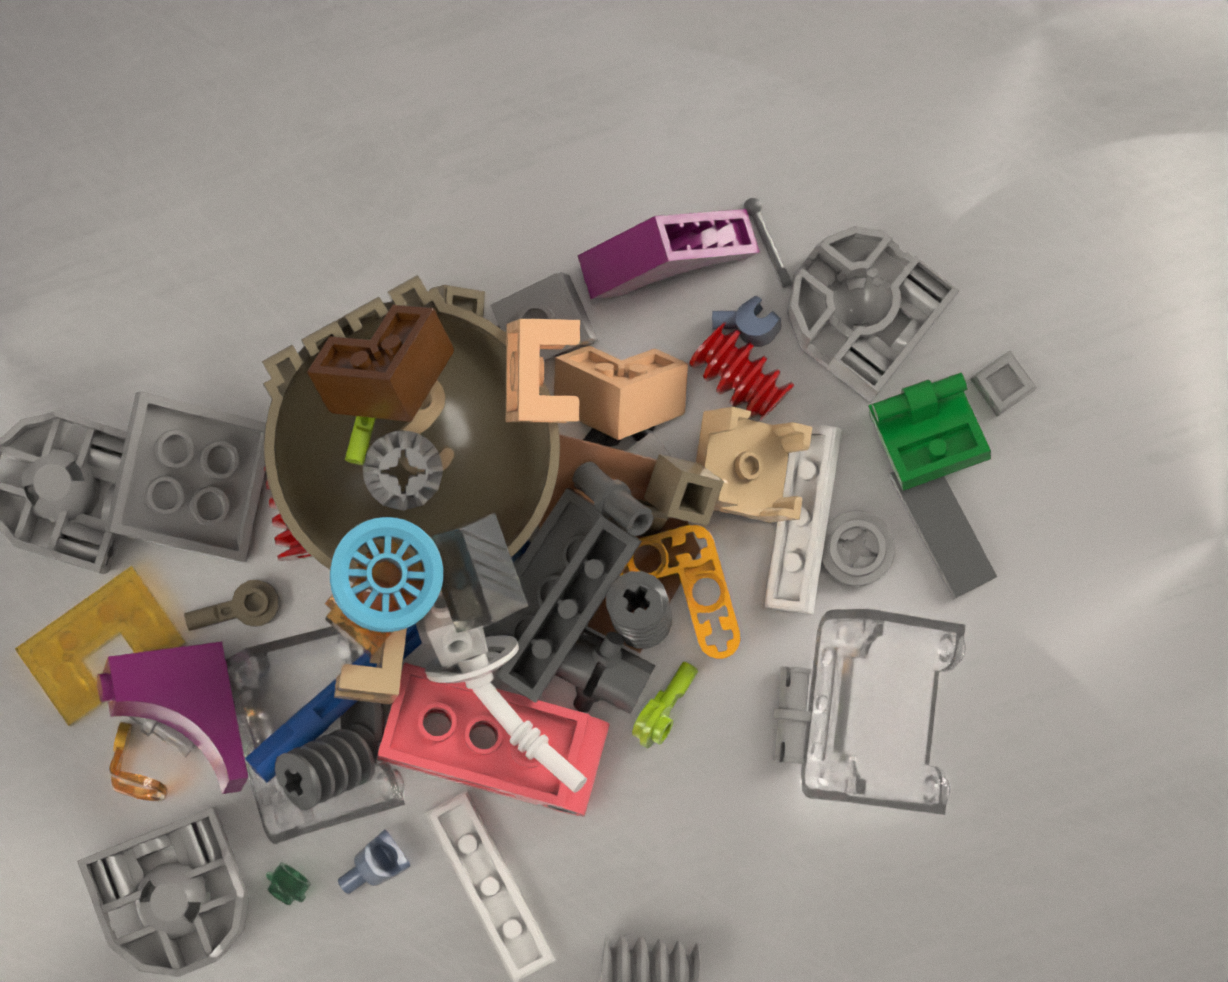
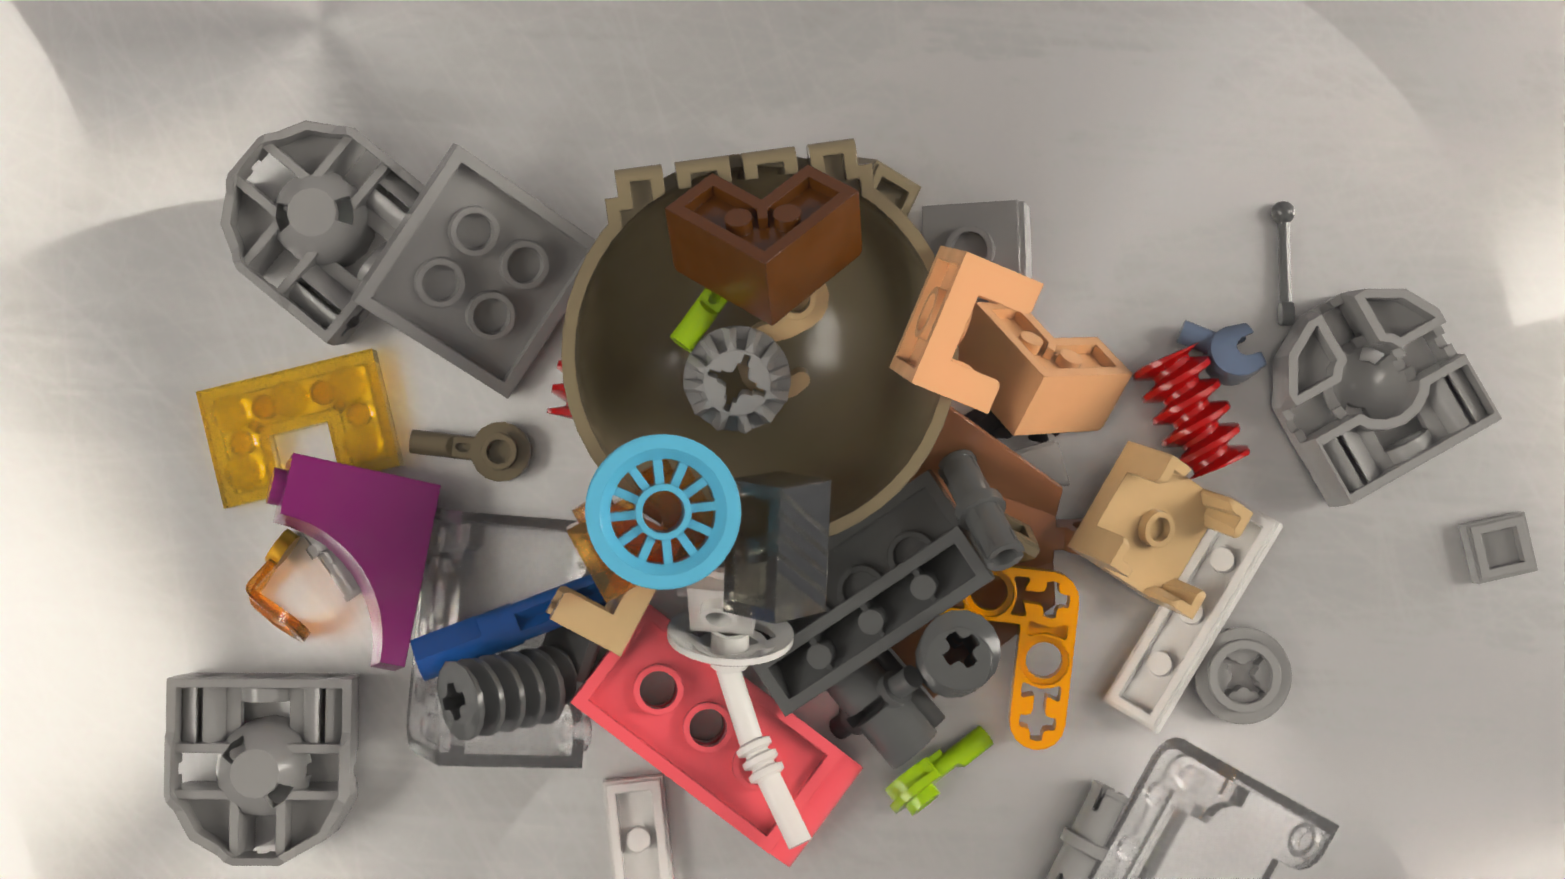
camera: 25 degrees right, 5 degrees up
(287, 884) = (408, 800): clear green plate -> none
(375, 864) = (520, 817): sand blue piece -> none
(666, 248) = (1161, 224): magenta arch -> none
(683, 489) = (1070, 531): dark tan brick -> none
(929, 431) = (1391, 573): green plate -> none
(947, 535) = (1355, 689): dark grey tile -> none

